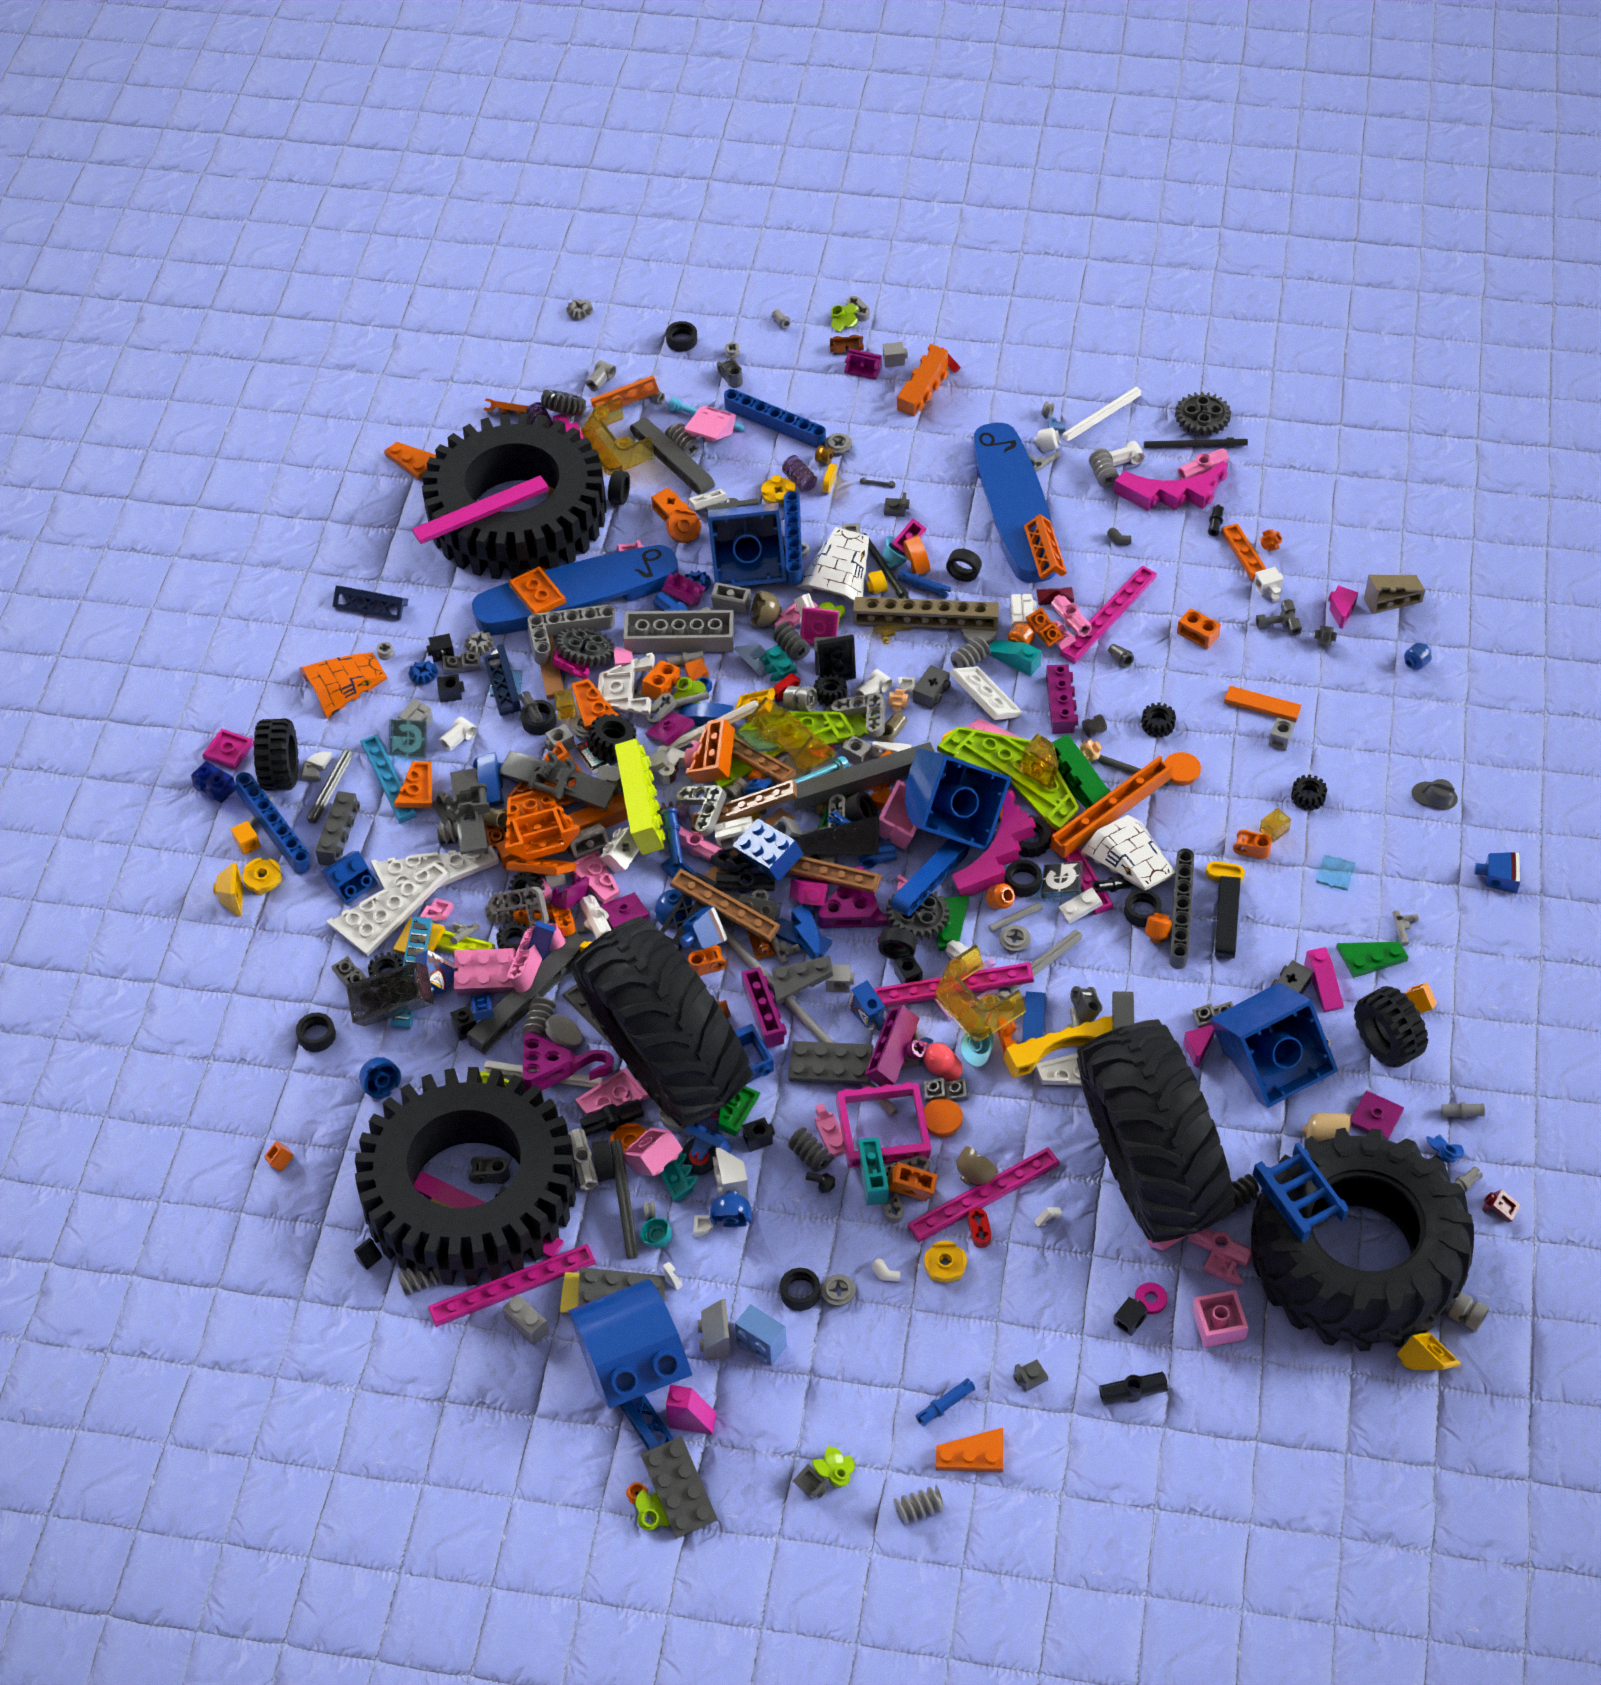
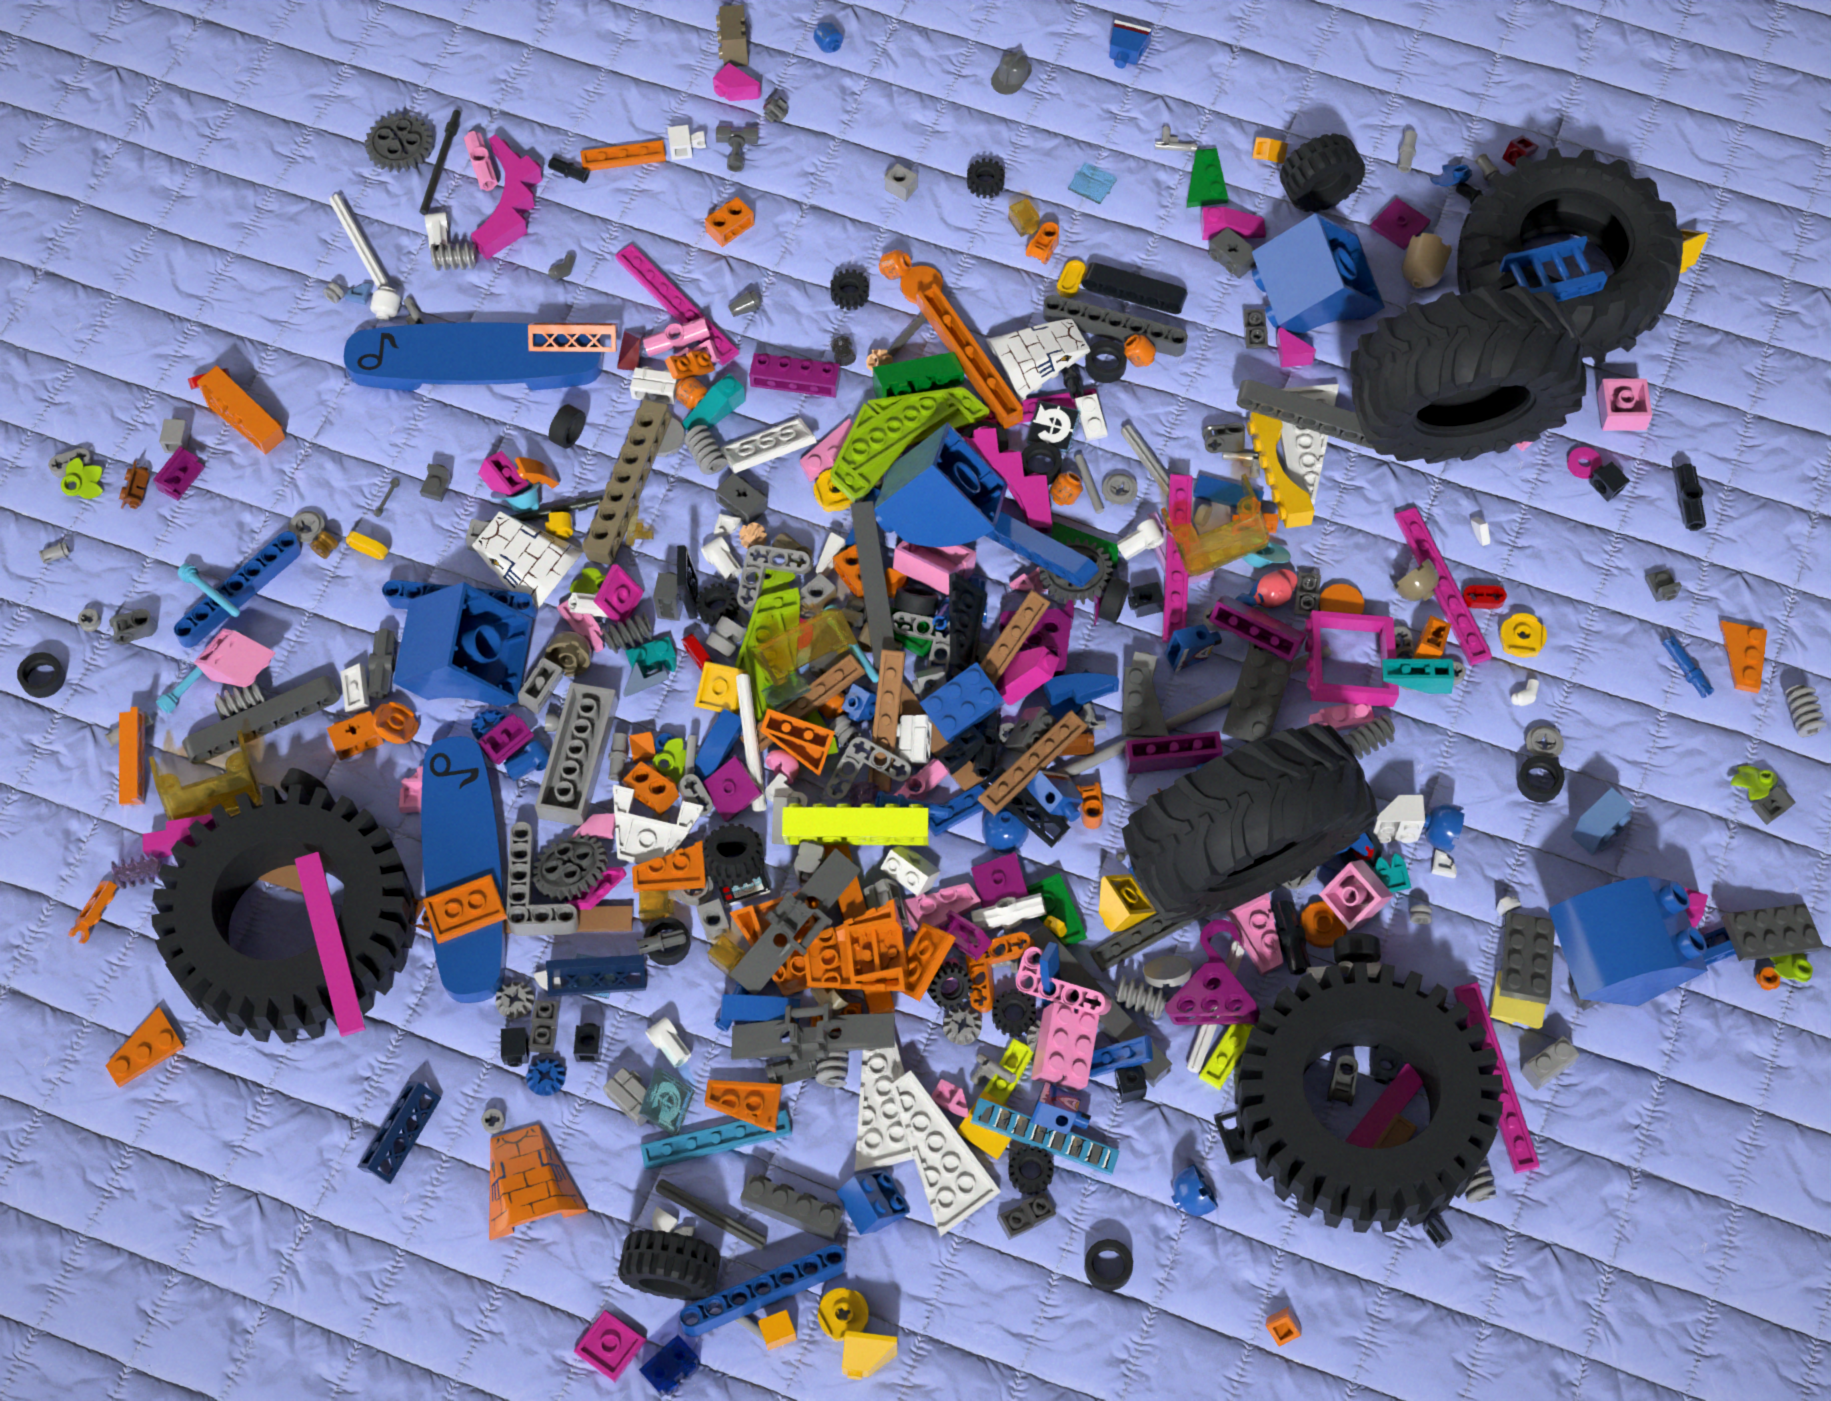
camera: 80 degrees left, 10 degrees up
(390, 994) = (1090, 1158): clear smoke brick -> none
(531, 903) = (982, 978): light grey beam -> none
(533, 748) = (725, 955): none -> clear yellow brick
(563, 402) = (124, 832): dark grey gear -> none
(601, 373) = (73, 781): light grey piece -> none
(624, 1199) = (1414, 937): dark grey axle -> none
(656, 1233) = (1455, 910): teal hair -> none
(715, 1331) = (1589, 864): light grey slope -> none
(775, 484) = (365, 620): yellow plate -> none
(780, 390) = (190, 574): none -> medium azure piece
(799, 473) = (348, 577): clear purple piece -> none
(825, 1181) = (1411, 732): black plate -> none
(918, 581) = (568, 483): blue pin -> none
(920, 1047) = (1266, 605): magenta bush -> none
(1040, 761) = (909, 399): clear yellow slope -> none
(1192, 743) = (895, 264): none -> orange head
(1262, 703) = (850, 191): orange tile -> none
(1271, 540) = (620, 124): orange gear -> none

